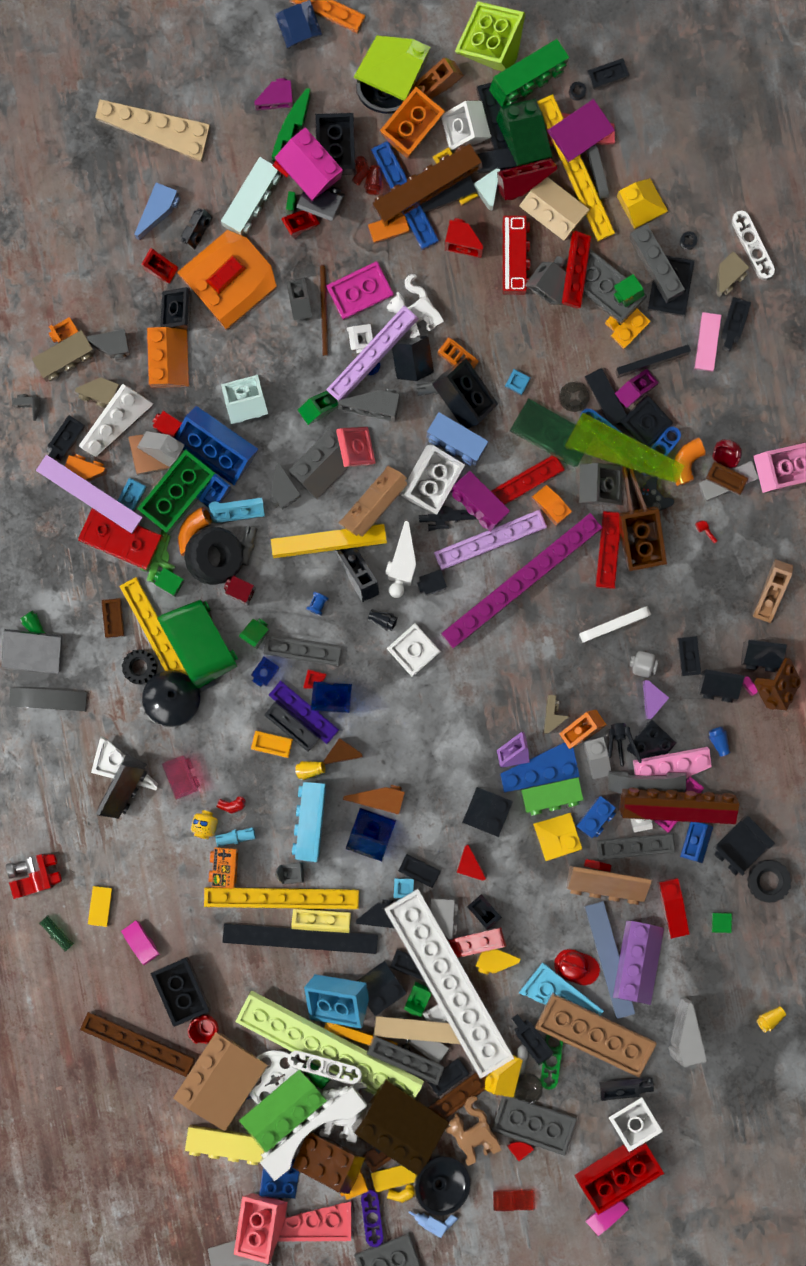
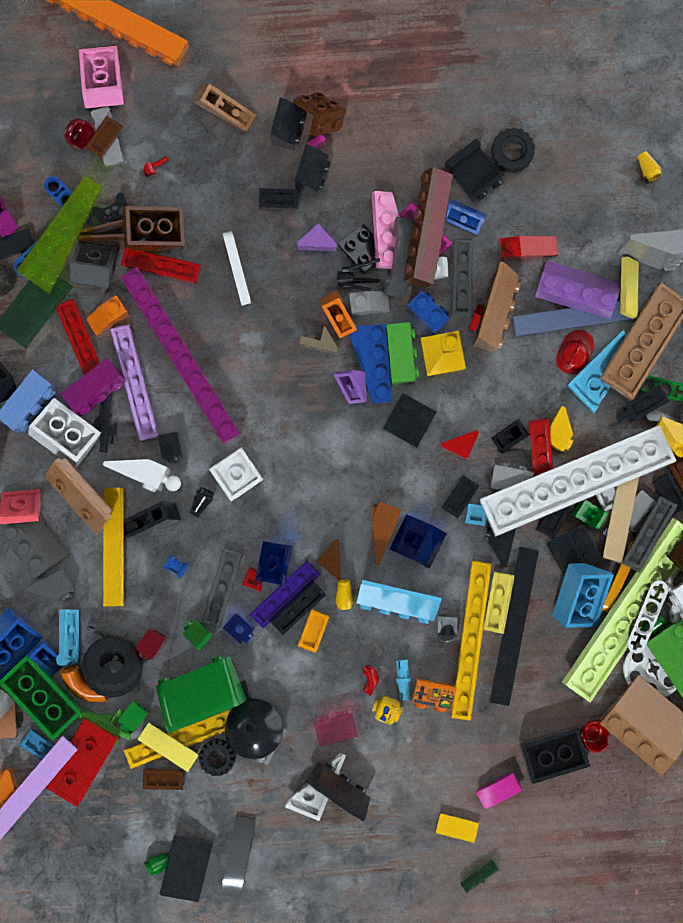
camera: 85 degrees left, 0 degrees up
(38, 873) = (420, 888): red hips -> none
(137, 1044) = (601, 806): reddish brown plate -> none
(144, 619) = (168, 747): none -> light yellow tile
(644, 664) = (280, 244): light grey head -> none
(646, 421) = (35, 210): black tile -> none
(646, 1013) = (629, 287): none -> light yellow tile
(687, 456) = (75, 172): orange cylinder -> none
(719, 739) = (365, 180): blue cone -> none
(721, 922) = (548, 203): green tile -> none

